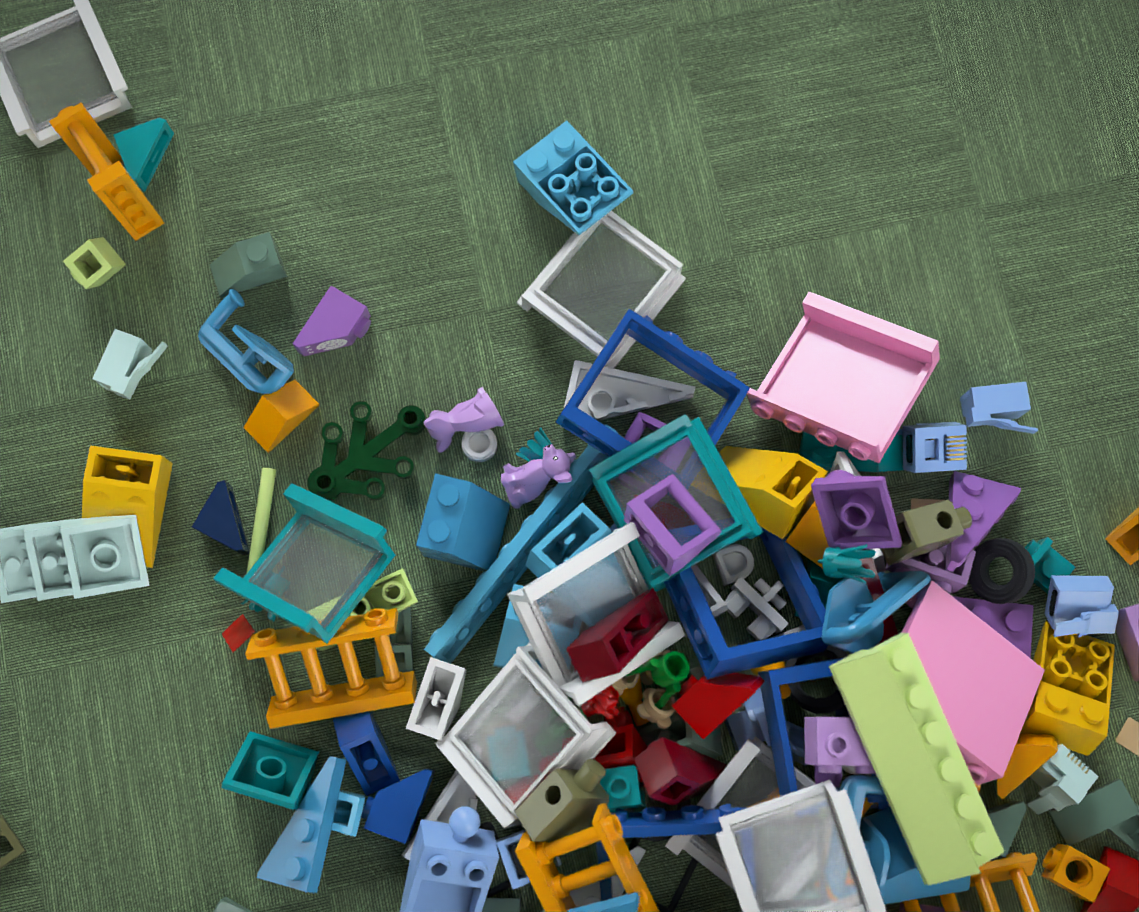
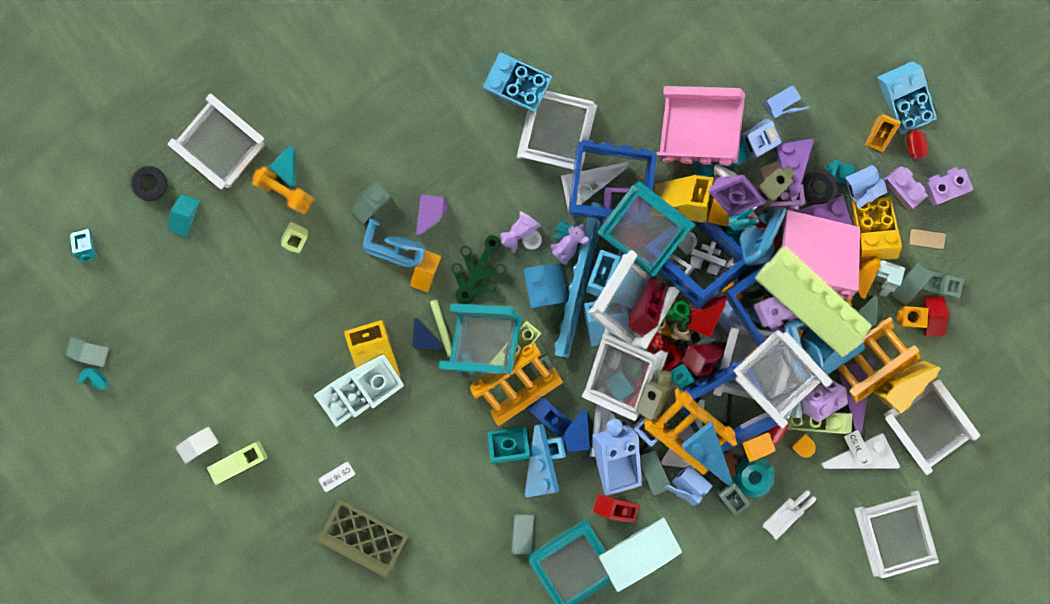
camera: 25 degrees left, 10 degrees up
(125, 363) = (335, 282): light aqua piece -> none
(238, 633) = (460, 388): red sticker -> none
(437, 699) = (572, 375): white slope -> none
(656, 536) = (646, 252): medium lavender tile -> none

